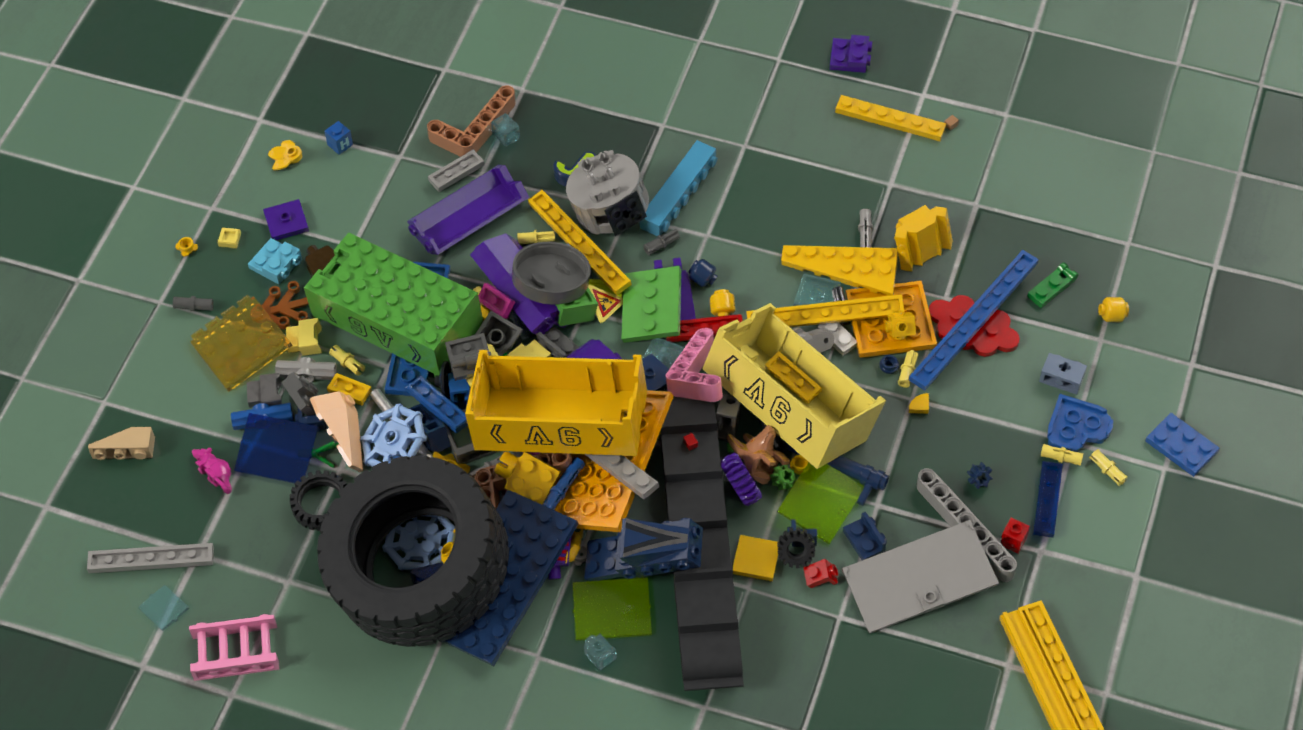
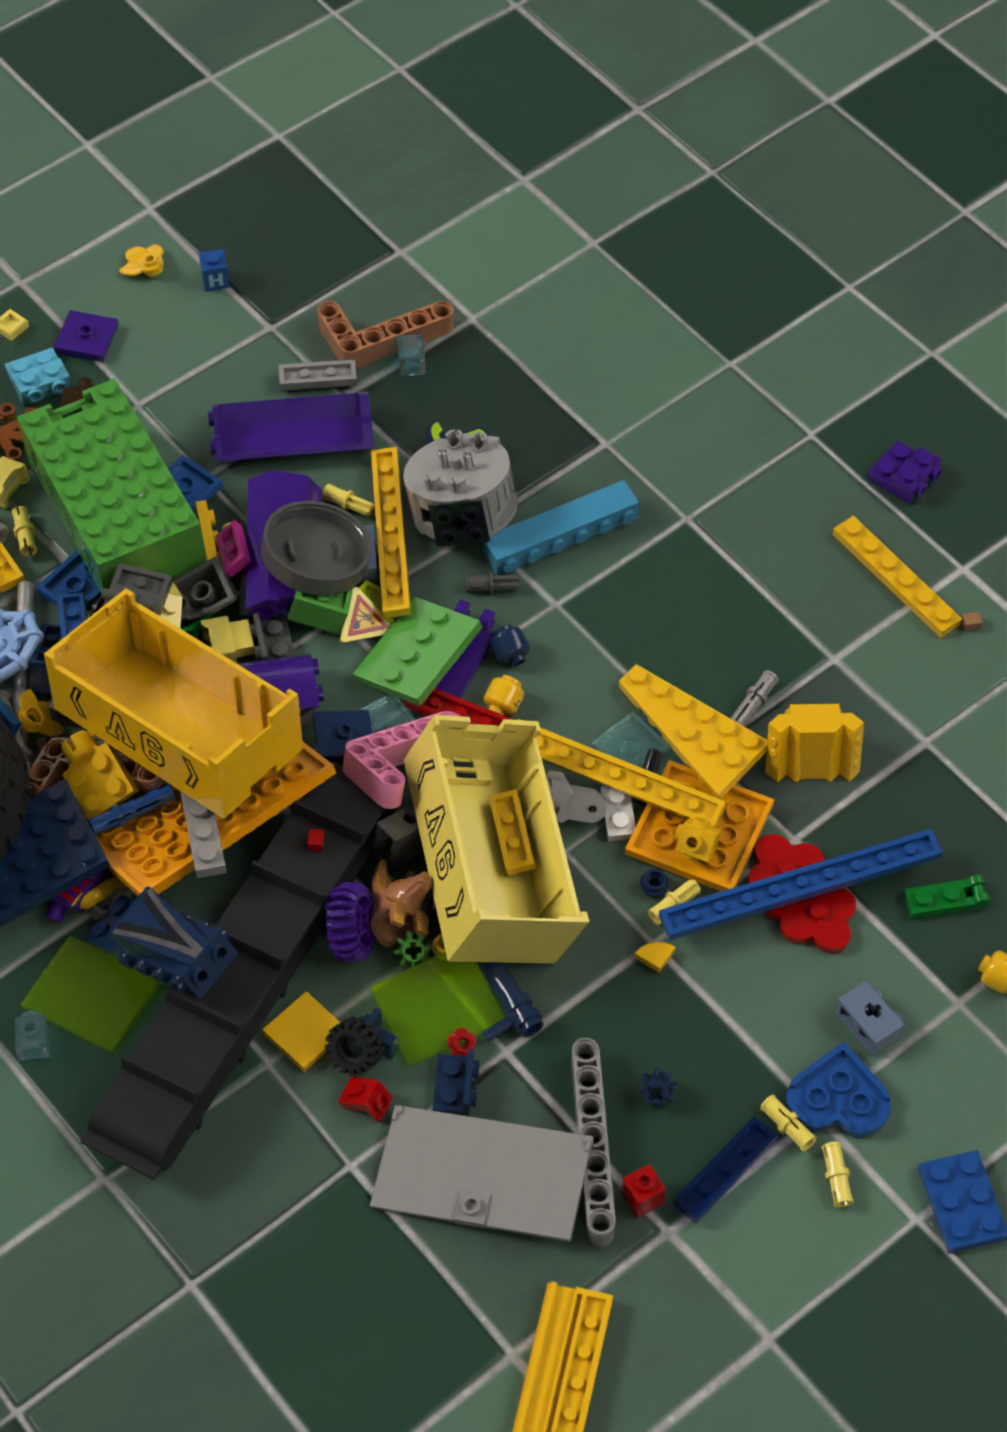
camera: 30 degrees right, 0 degrees up
(847, 515) = (458, 1035): none -> red plate

